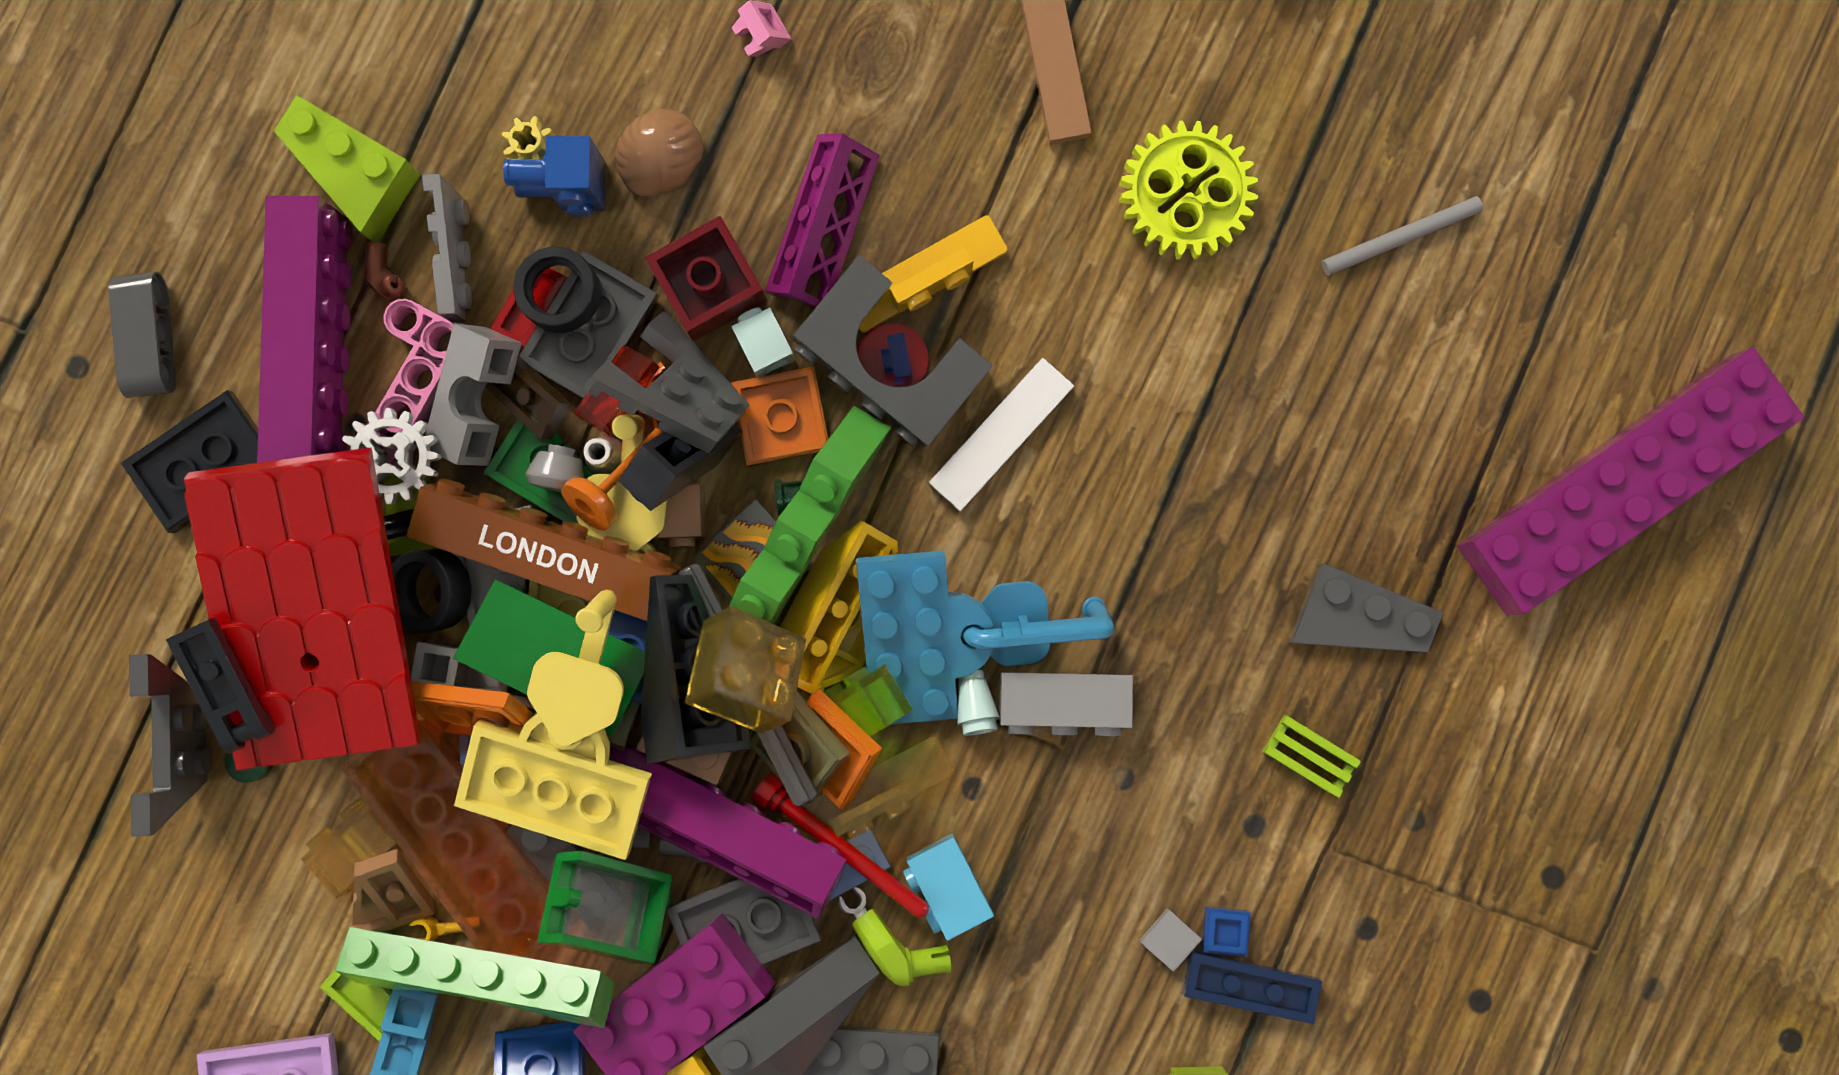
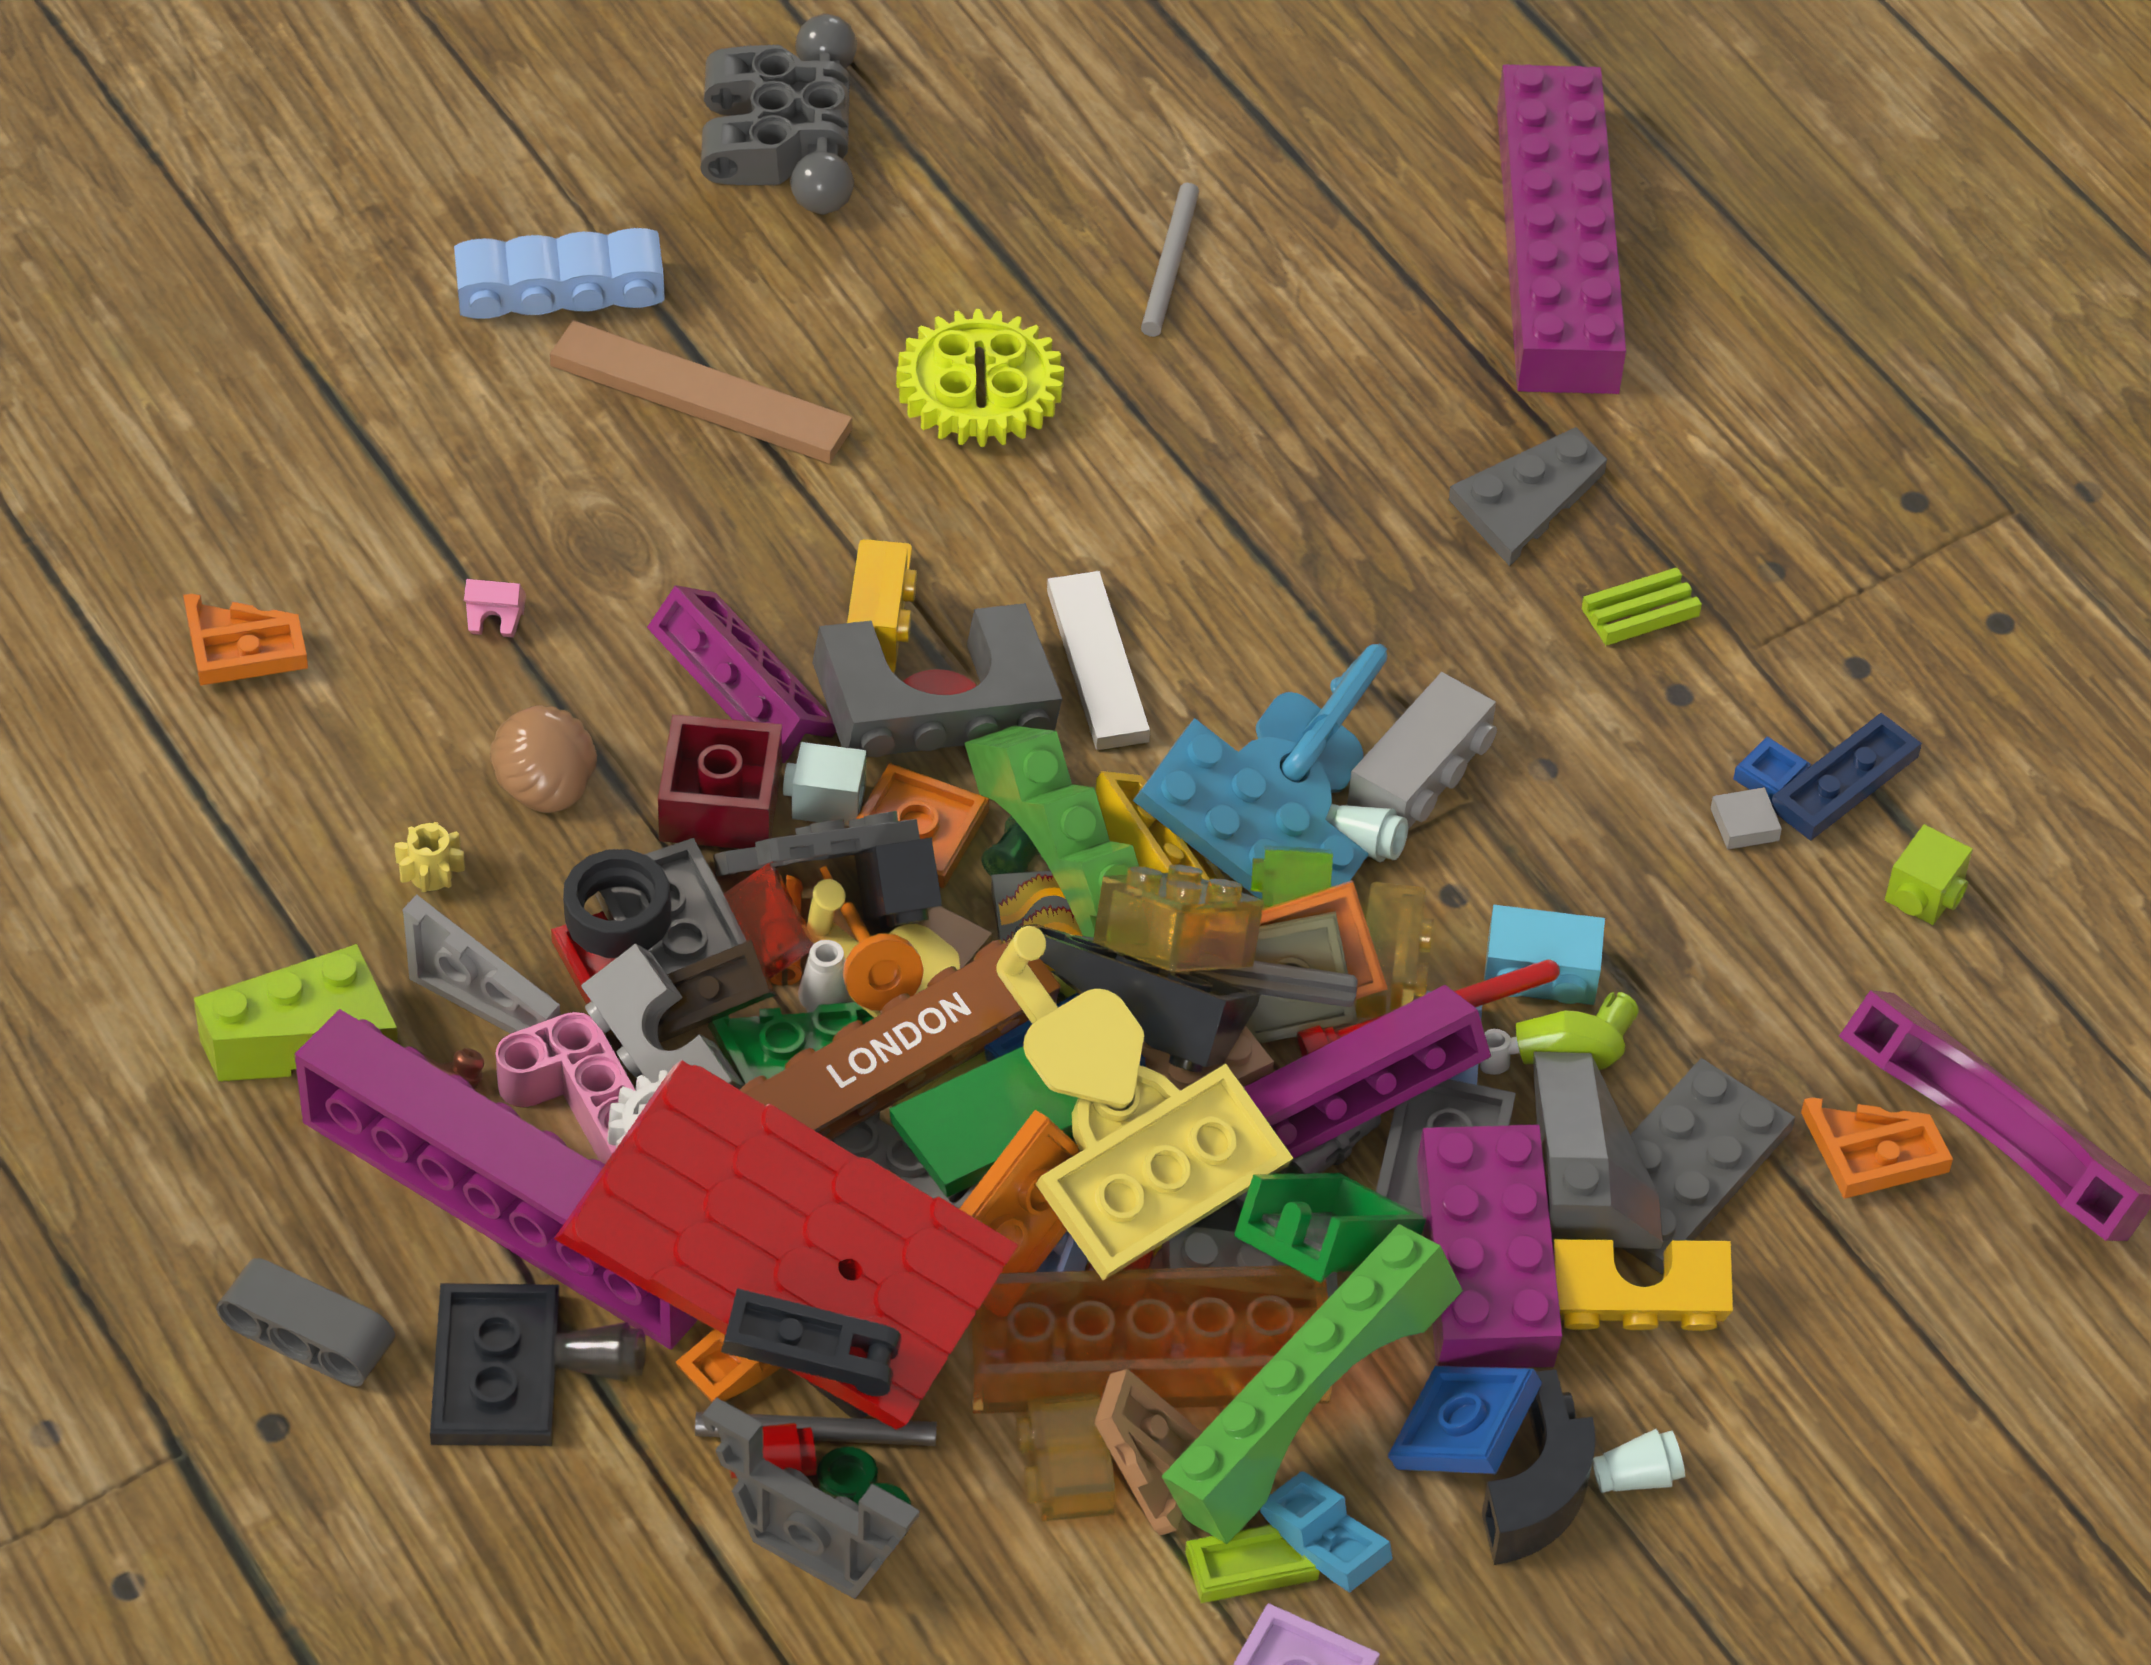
camera: 55 degrees left, 35 degrees down
(554, 468) = (814, 1010): light grey cone -> none
(568, 173) = (505, 830): blue brick -> none
(896, 359) = (945, 674): clear blue plate -> none

